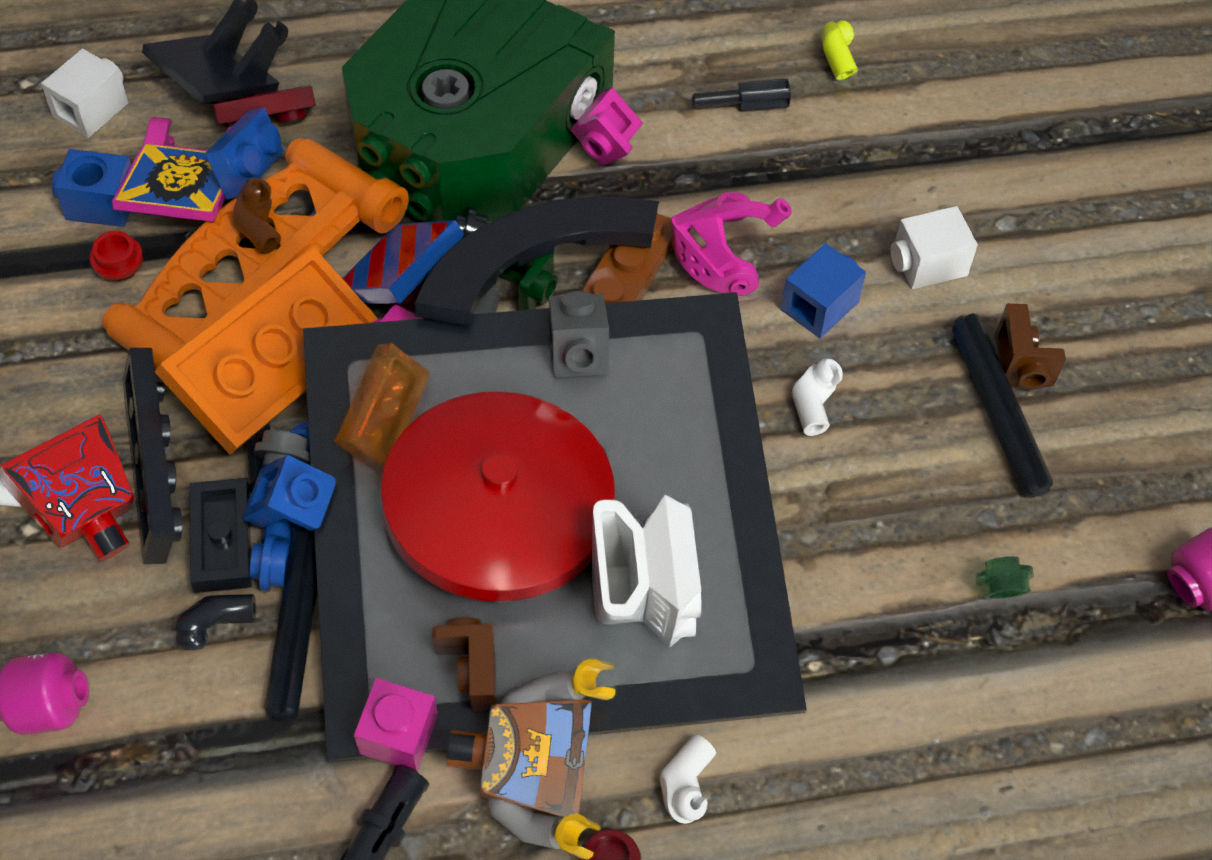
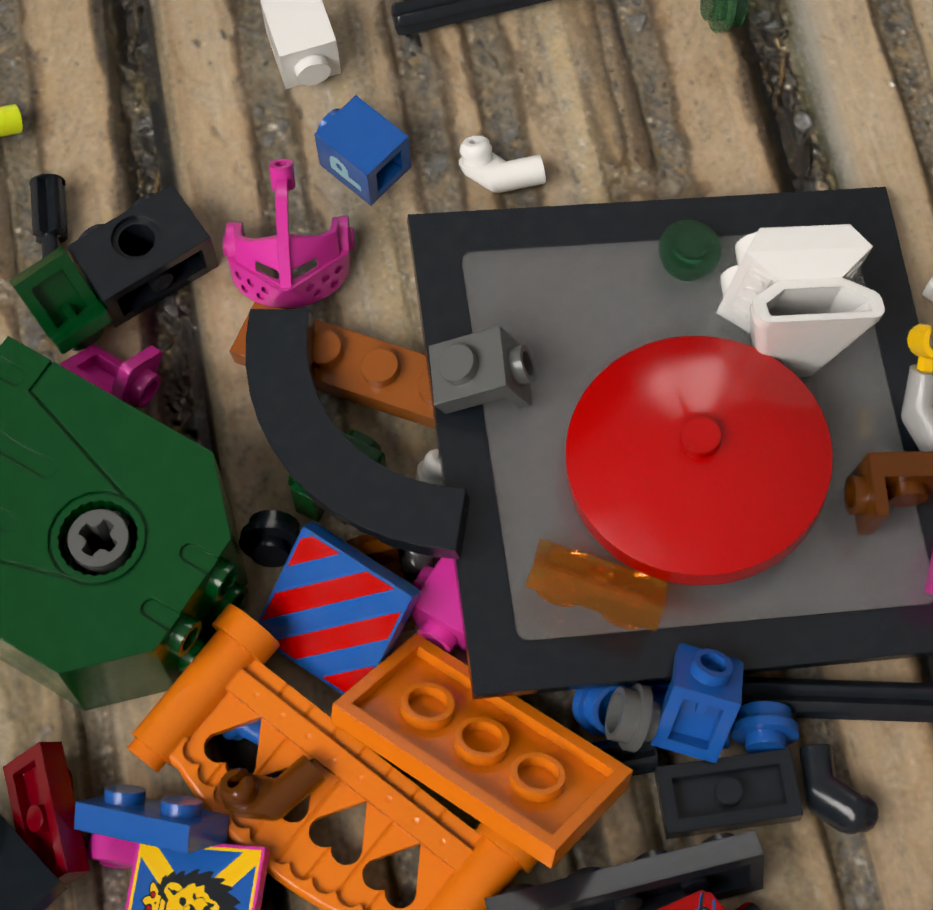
camera: 85 degrees left, 10 degrees up
(674, 97) = (62, 302): none -> dark green bracket
(713, 508) = (689, 250): none -> clear green plate
(718, 145) = (133, 284): none -> black brick

